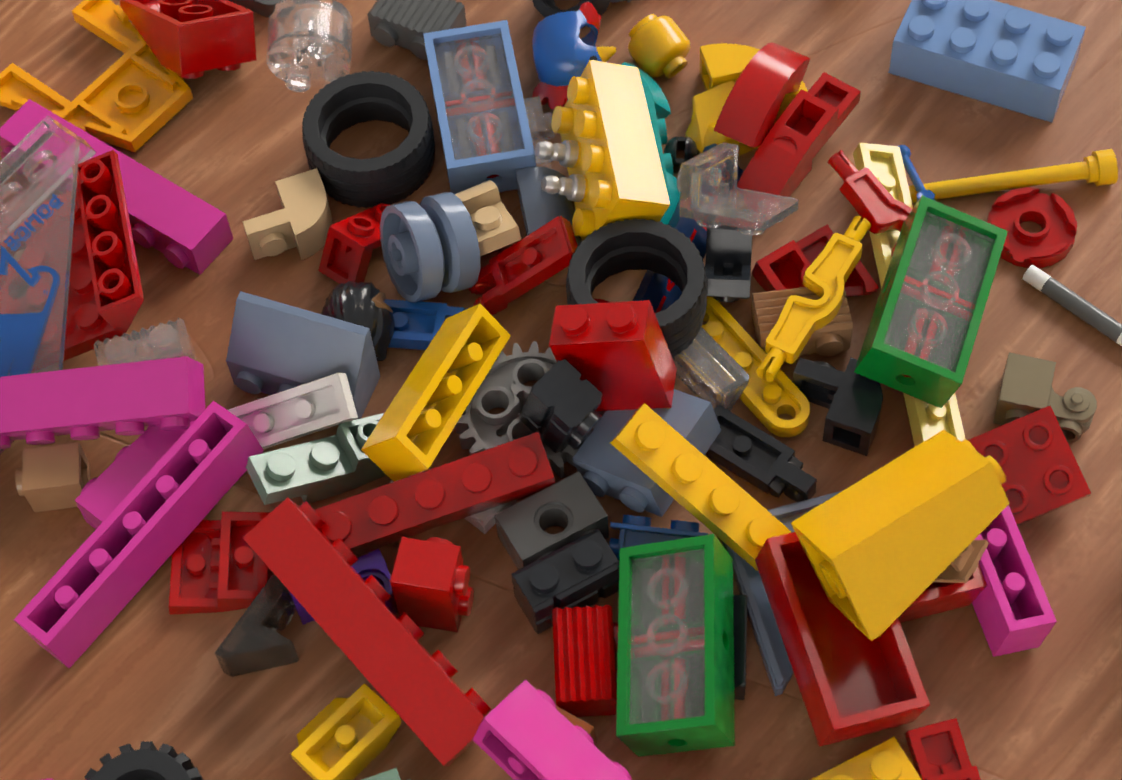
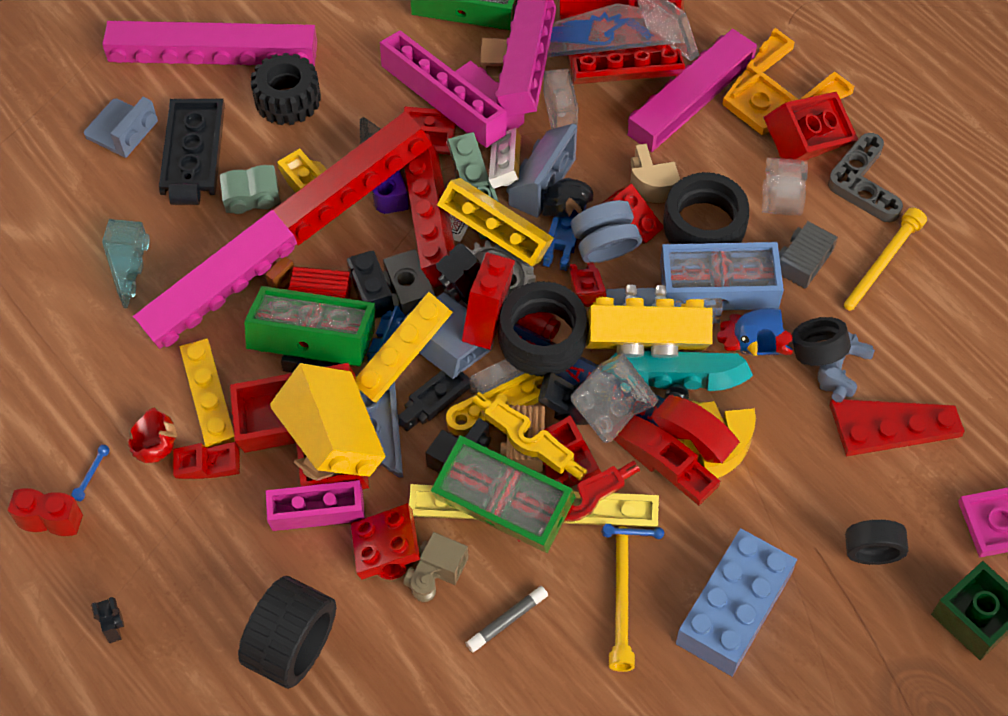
camera: 95 degrees right, 0 degrees up
(432, 583) = (378, 214): red brick -> none
(489, 216) = (625, 264): tan brick -> none
(659, 46) = (767, 391): yellow head -> none
(1039, 248) = (576, 619): red tile -> none

